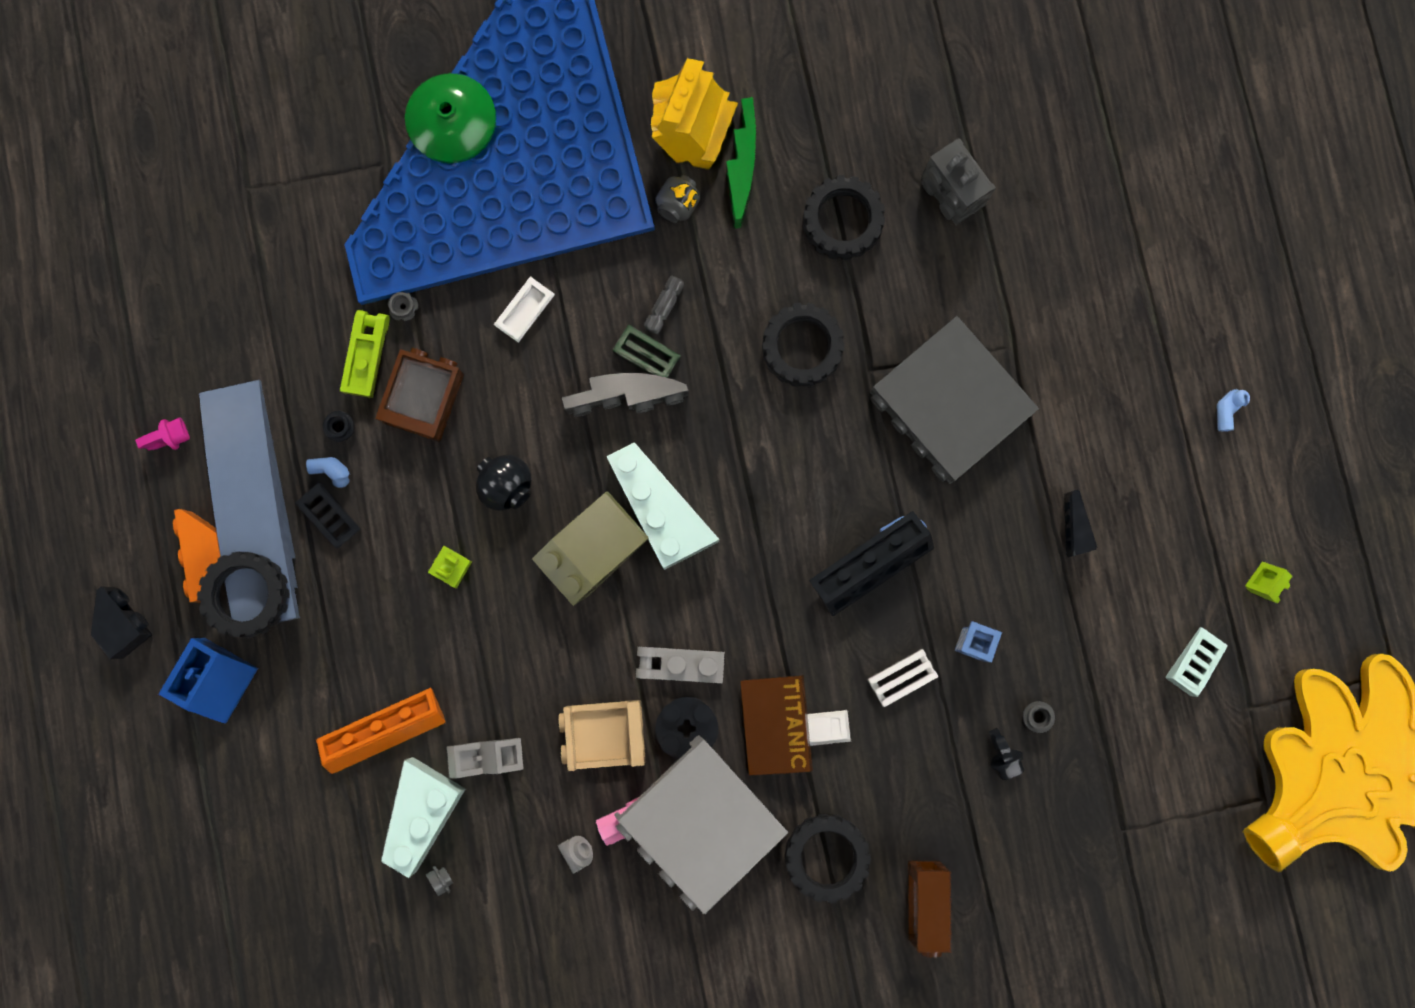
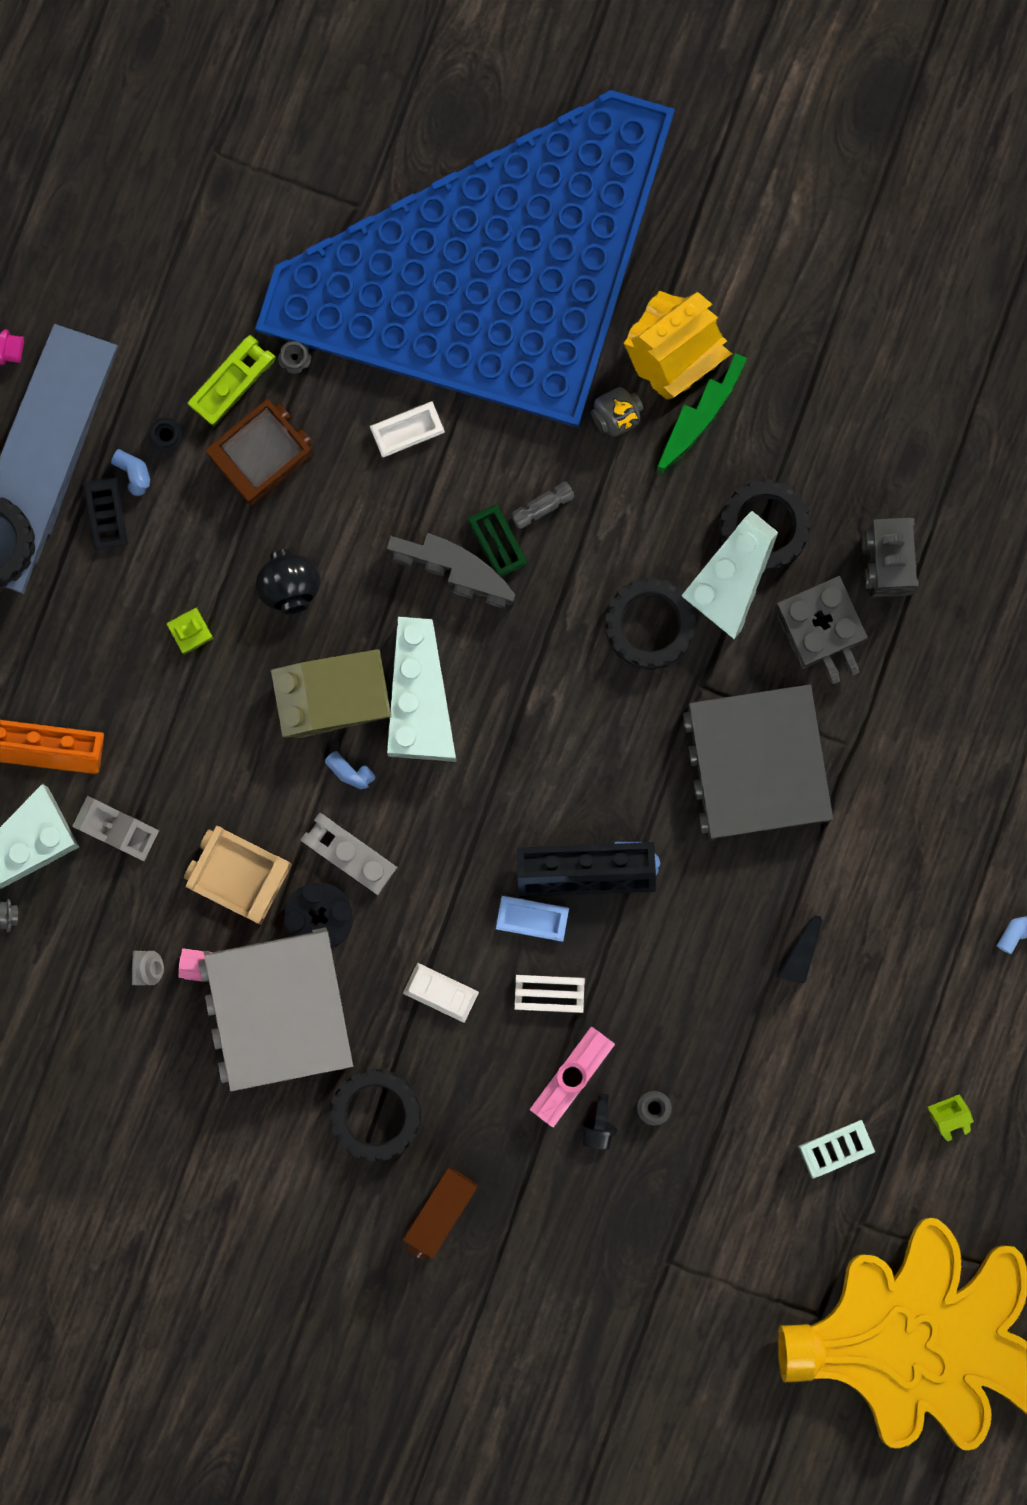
camera: 30 degrees right, 0 degrees up
(453, 135) = (454, 225): green dish -> none
(641, 603) = (347, 774): none -> medium blue arm
(776, 725) = (403, 963): reddish brown tile -> none
(845, 267) = (732, 575): none -> light aqua wedge
(853, 627) = (532, 918): none -> light blue tile
(937, 284) = (813, 643): none -> dark grey hinge
(961, 754) = (587, 1058): none -> bright pink piece
(978, 642) = (639, 1001): medium blue brick -> none

